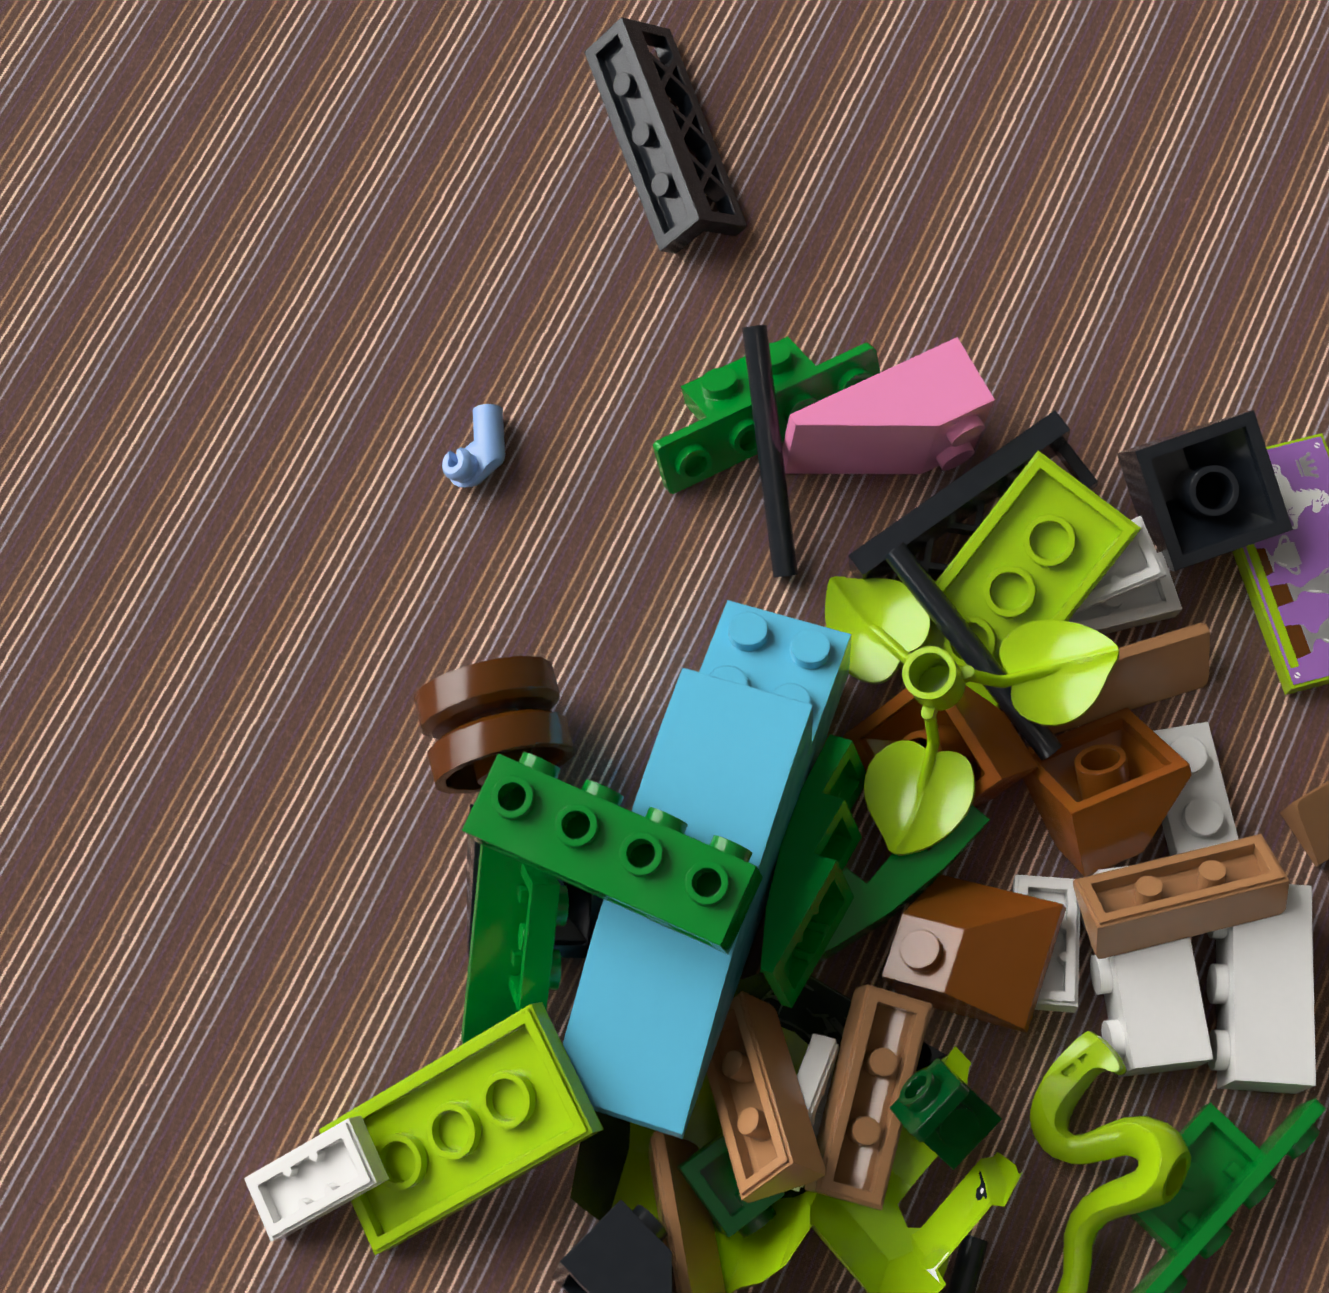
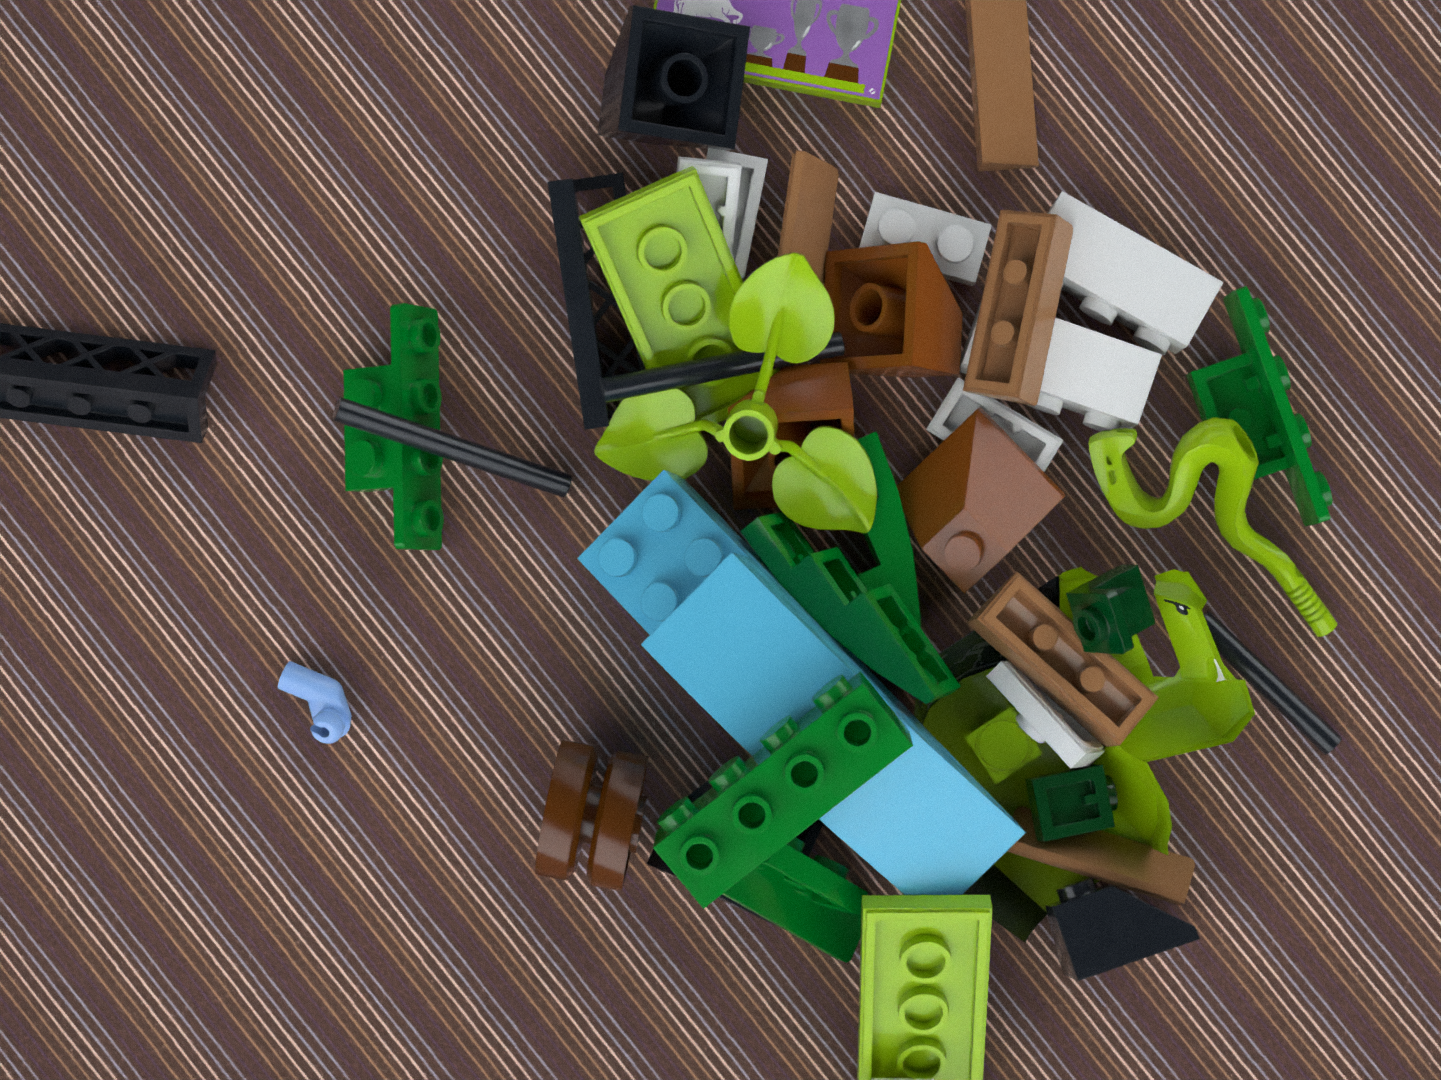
camera: 55 degrees left, 15 degrees up
(761, 1103) = (1027, 751): medium nougat slope -> none
(895, 421) = (482, 313): bright pink slope -> none

